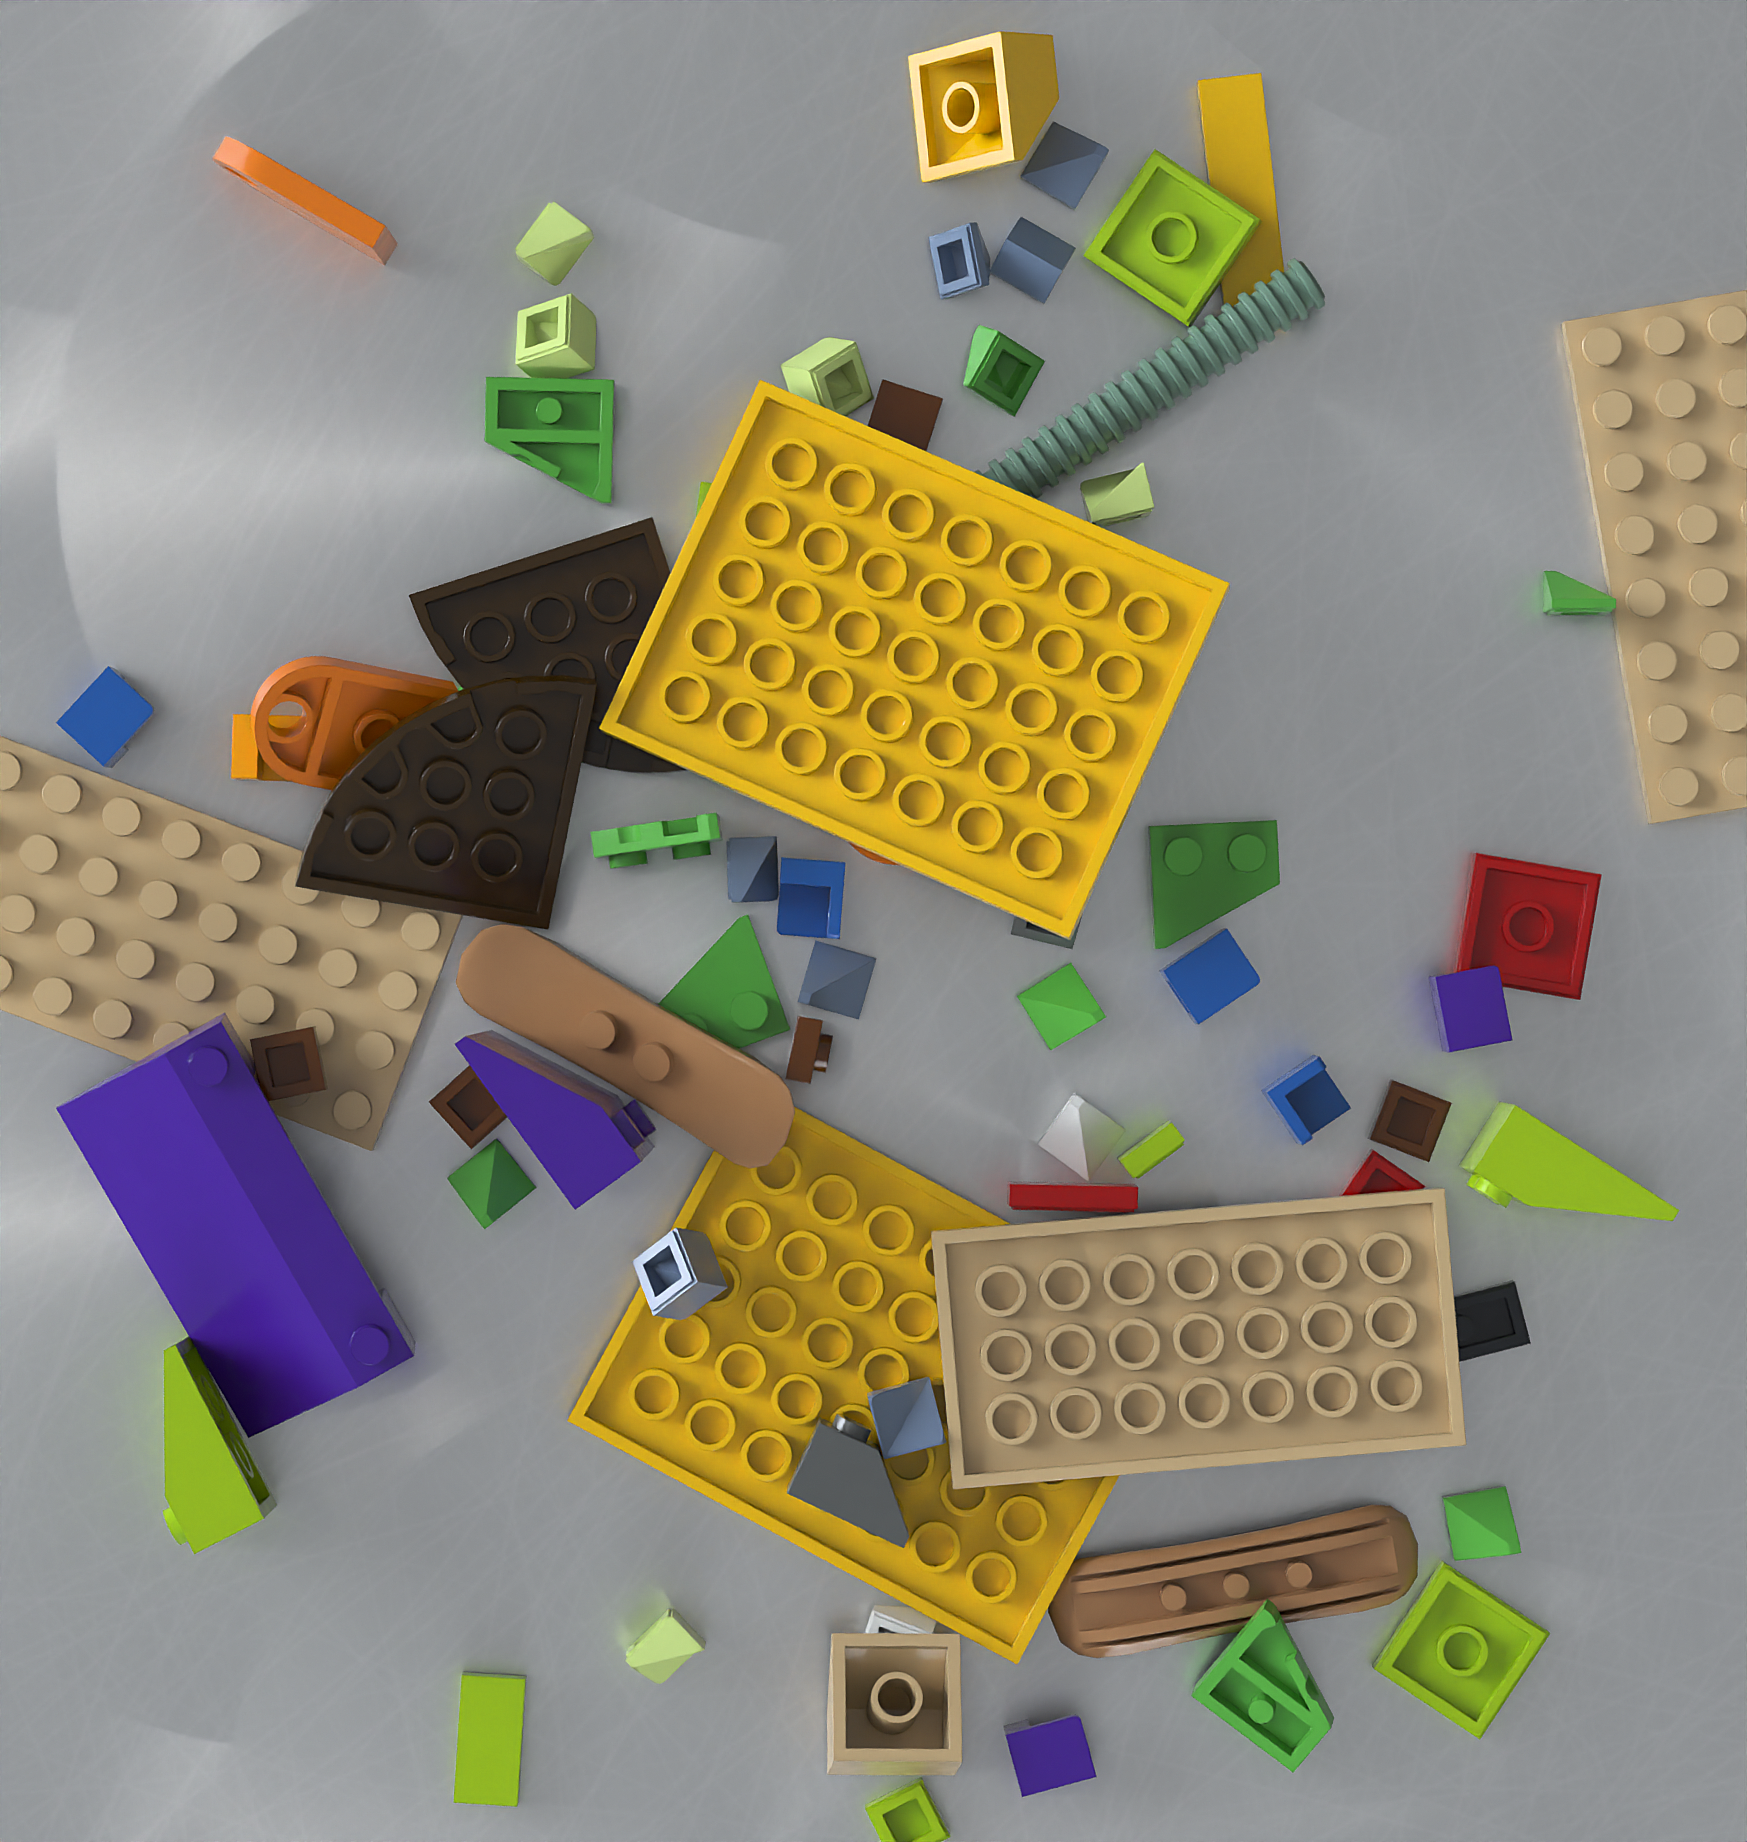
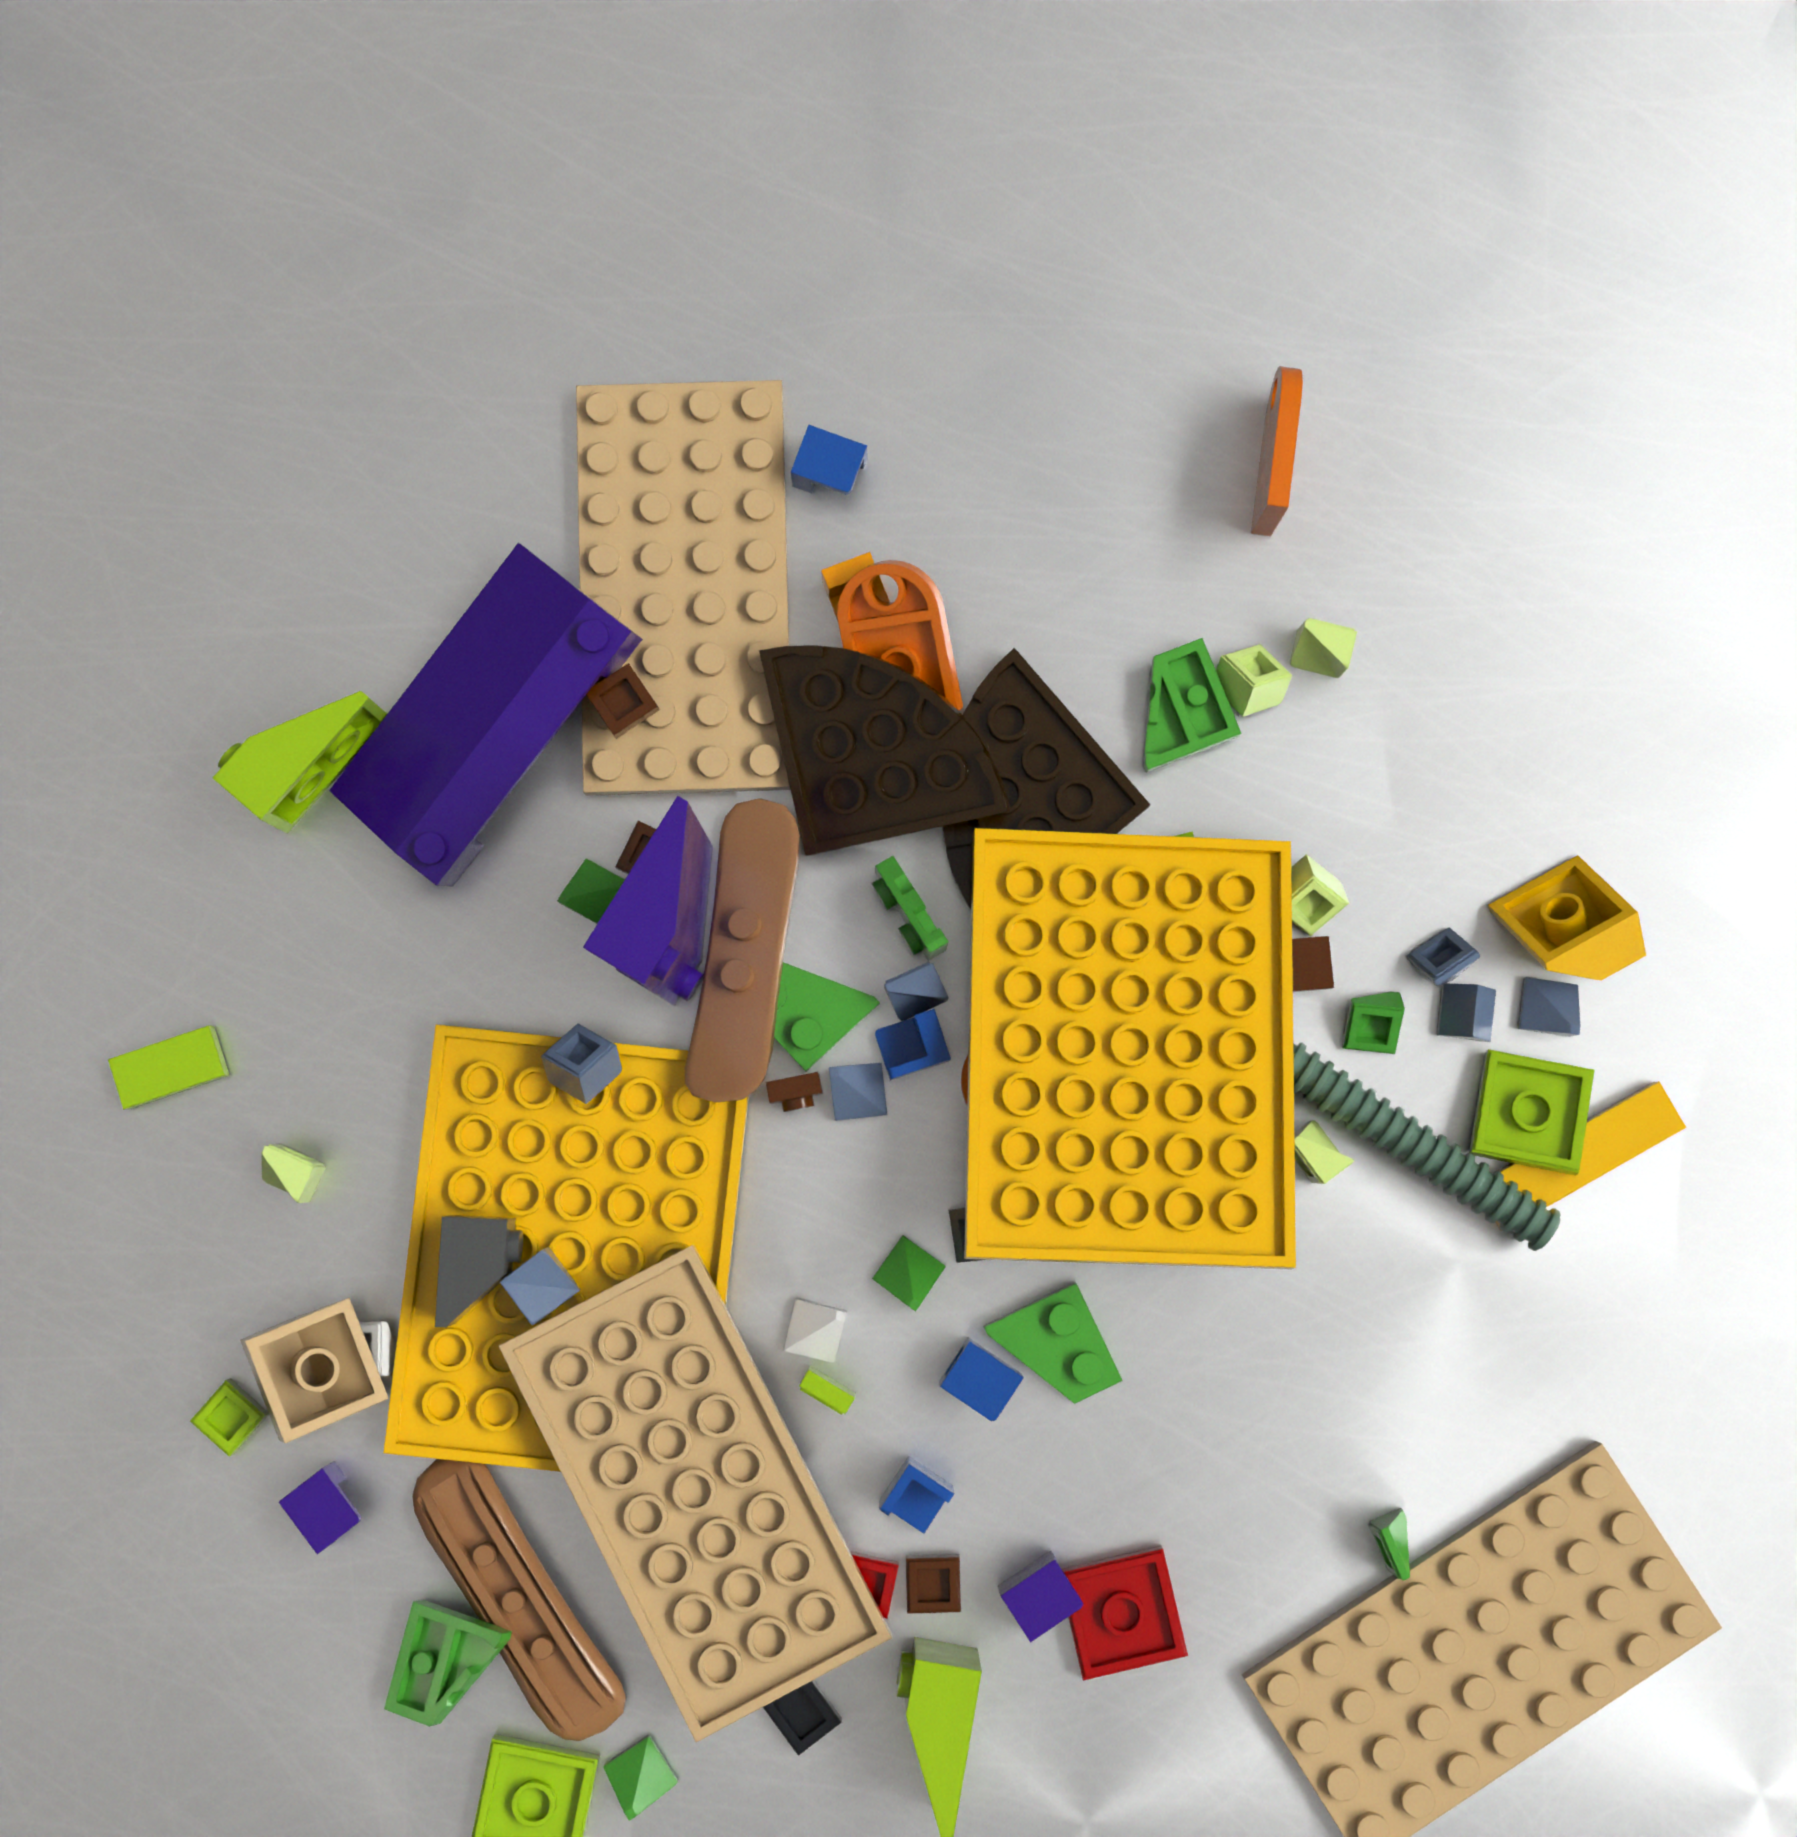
camera: 65 degrees right, 5 degrees down
(1072, 1196) = (766, 1343): red tile -> none

